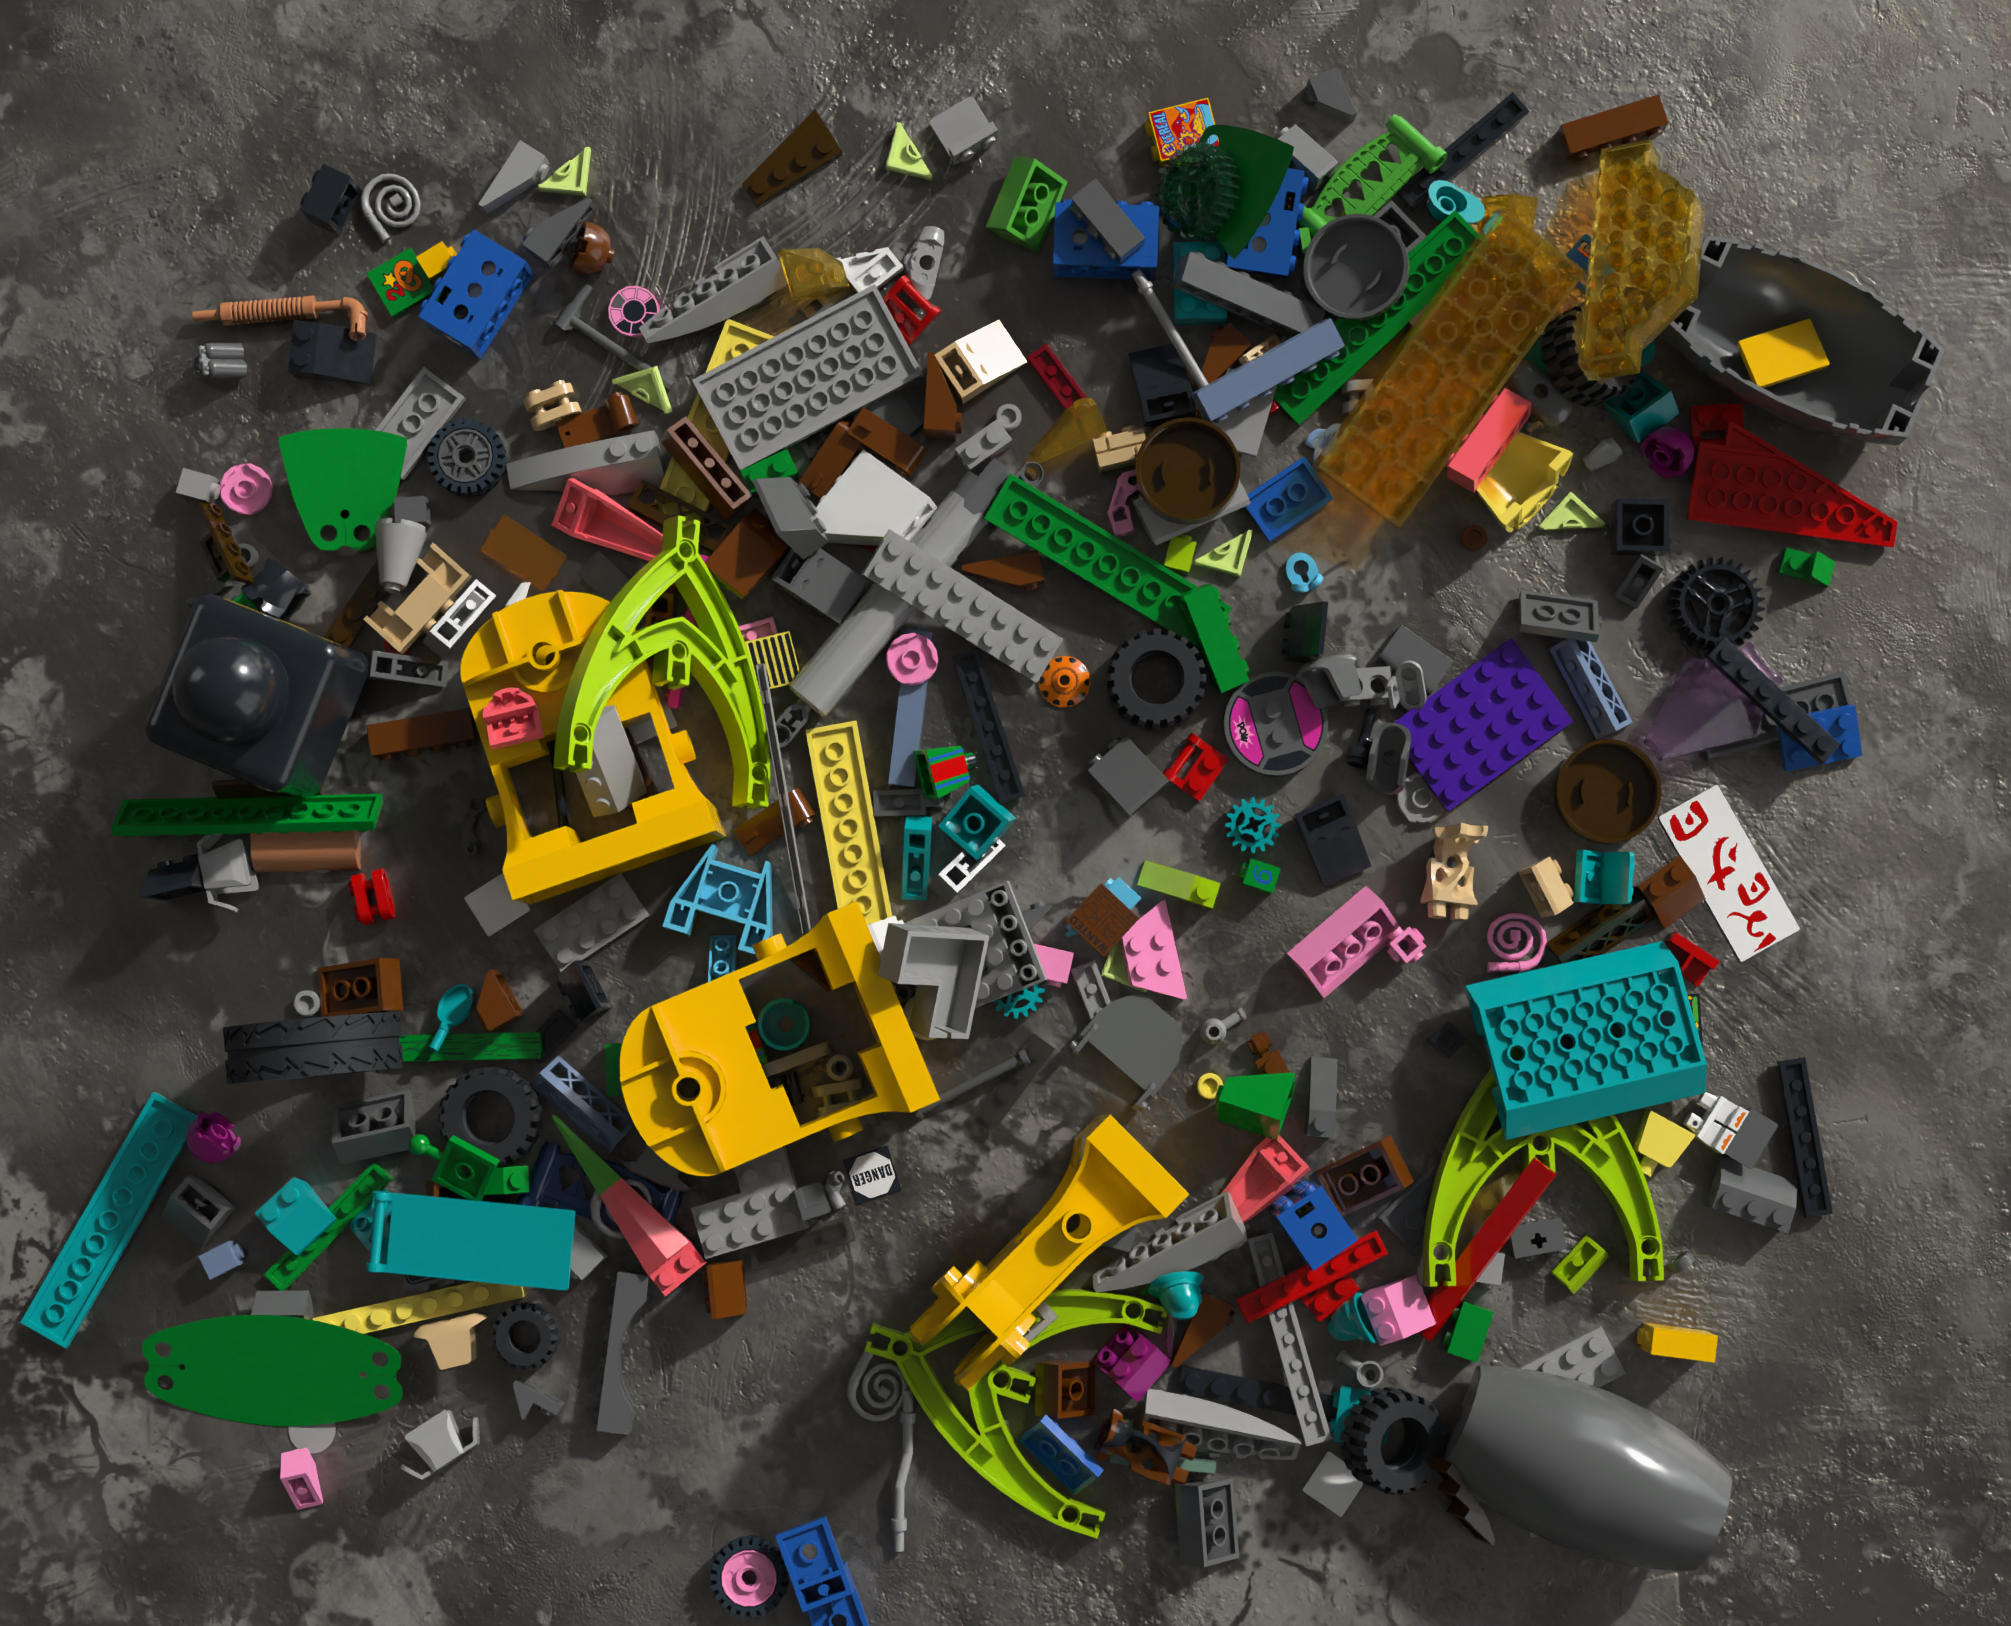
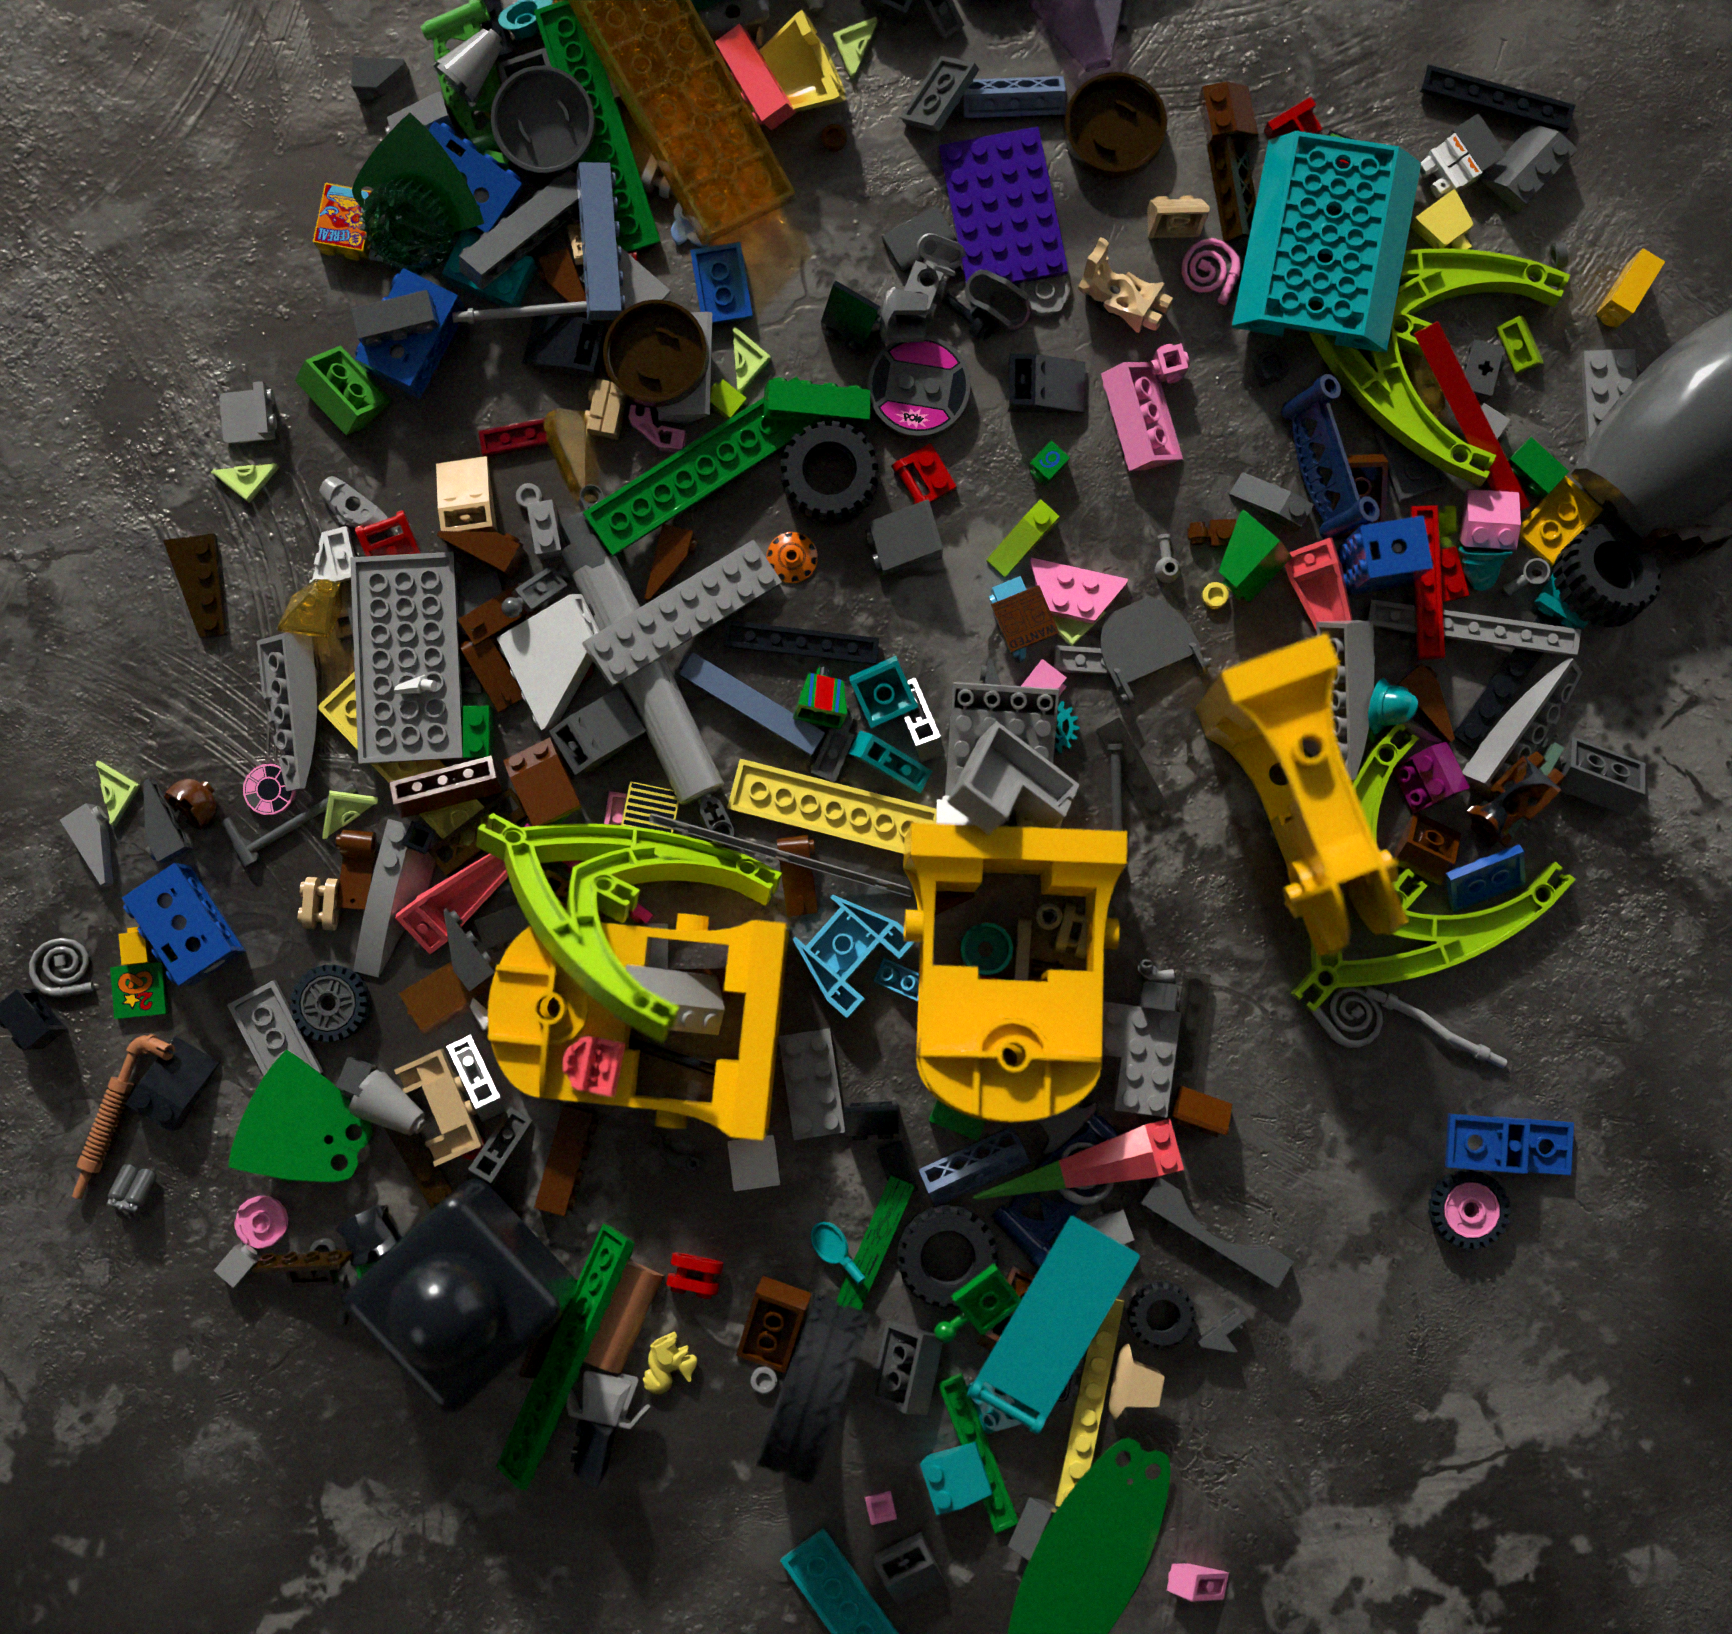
camera: 65 degrees left, 0 degrees up
(211, 1138) = (848, 1524): magenta cylinder -> none
(222, 1259) = (964, 1565): sand blue brick -> none
(241, 1162) = (881, 1508): none -> bright pink tile
(285, 905) = (663, 1360): none -> light yellow animal
(313, 1437) = (1164, 1554): light grey sticker -> none
(439, 1442) = (1223, 1439): light grey piece -> none
(497, 1003) = (847, 1202): reddish brown slope -> none
(509, 1180) = (1013, 1265): green slope -> none
(560, 561) = (467, 960): none -> dark grey slope
(649, 465) = (418, 837): none -> black slope
(784, 398) = (416, 685): none -> white bar
(792, 514) = (526, 726): dark grey slope -> none
(872, 1174) = (1156, 934): sticker -> none
(912, 659) = (709, 681): bright pink tile -> none
(922, 465) = (537, 590): none -> dark grey plate
(1247, 814) = (990, 448): teal gear -> none
(1314, 577) = (804, 292): medium azure piece -> none
(1333, 1484) = (1617, 650): white sticker -> none
(1340, 1173) = (1350, 510): none -> dark blue piece
(1378, 176) = (470, 63): none -> light grey cone
(1378, 1269) = (1447, 520): none -> clear neon green plate
(1429, 1373) = (1558, 520): none -> yellow tile
(1604, 877) = (1191, 161): teal bracket -> none
(1729, 873) = (1236, 53): white sticker -> none

